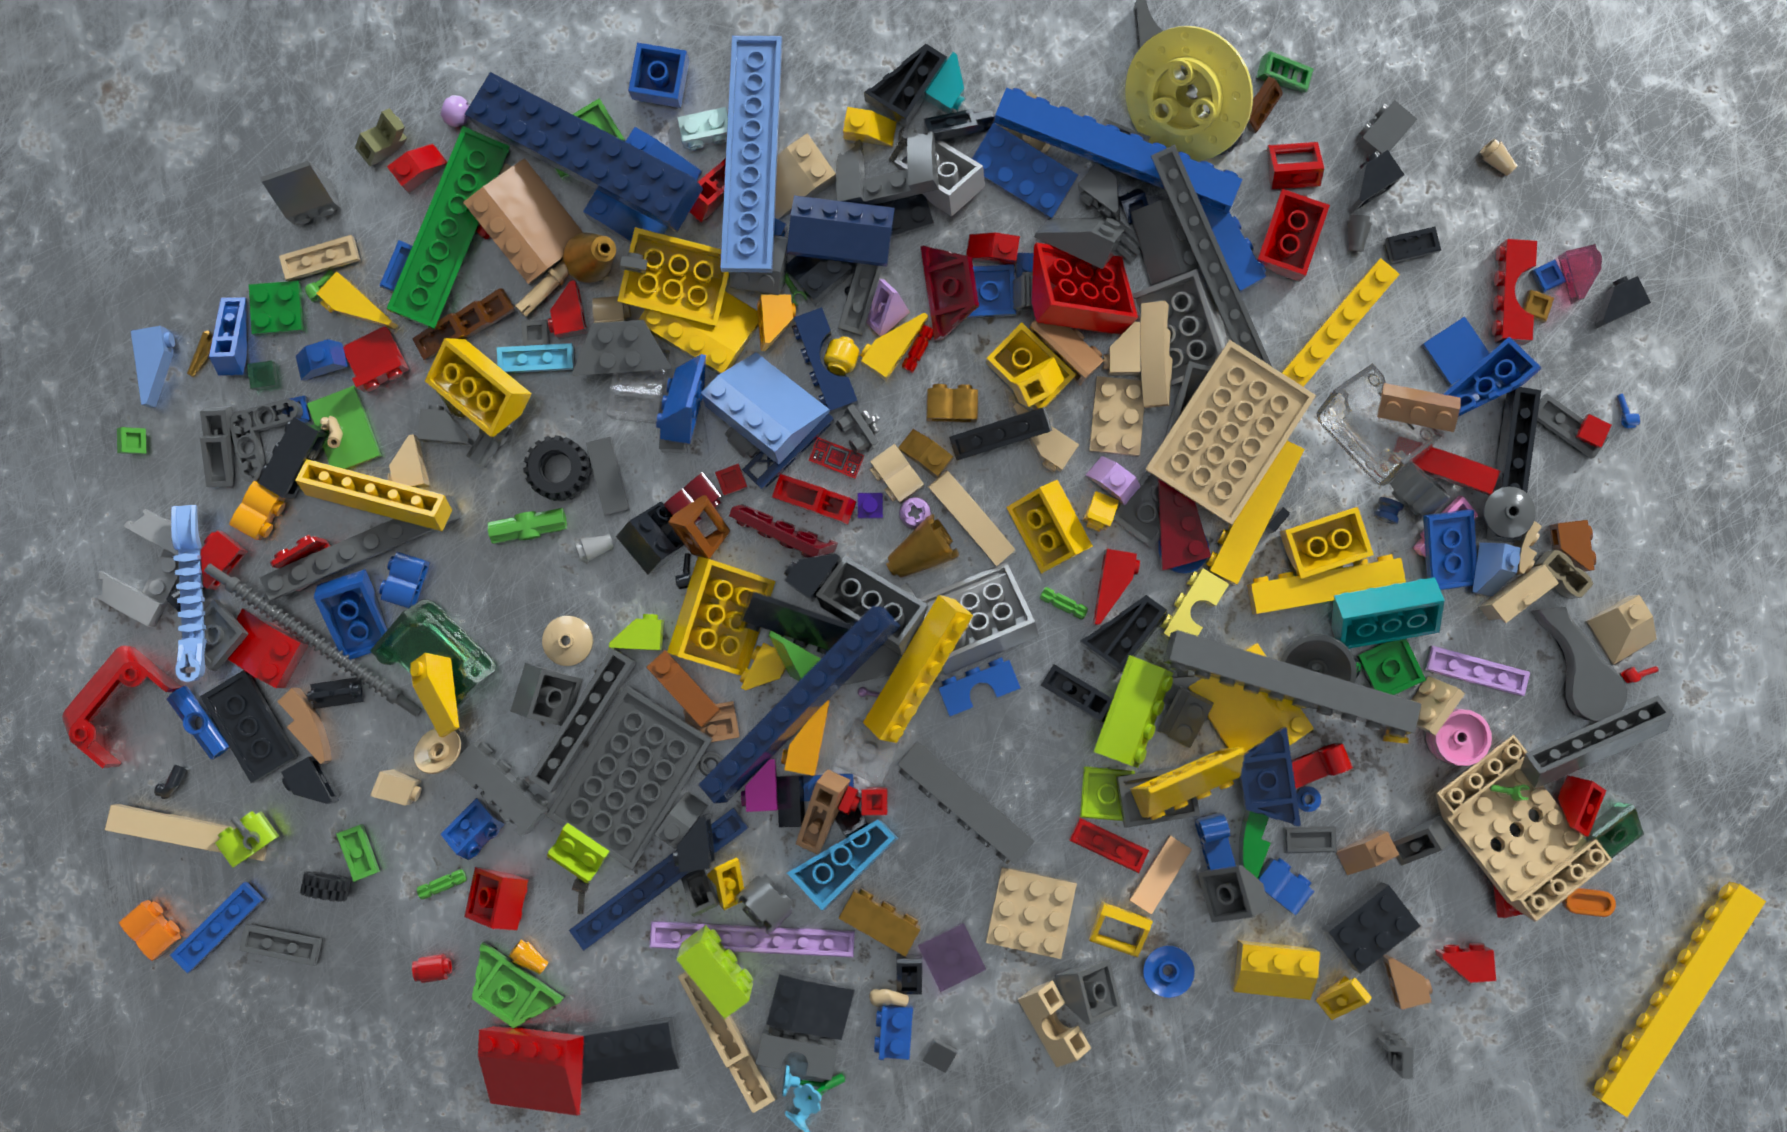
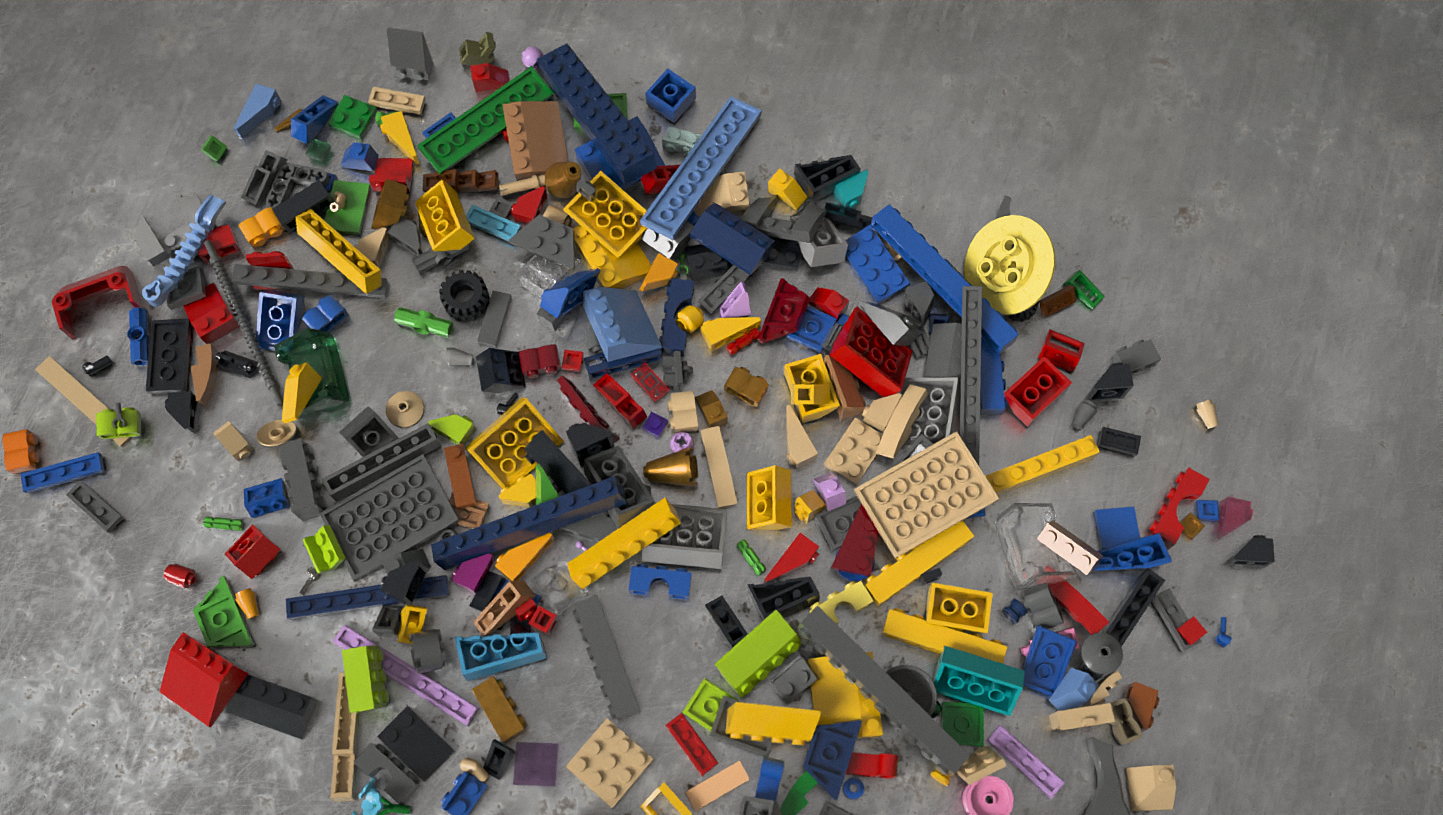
camera: 25 degrees right, 15 degrees down
(325, 886) = (147, 481): black tyre -> none
(358, 852) = (183, 473): bright green plate -> none
(399, 403) = (390, 204): none -> pearl gold slope
(688, 532) = (524, 380): dark orange tile -> none
(1000, 433) = (768, 419): black plate -> none

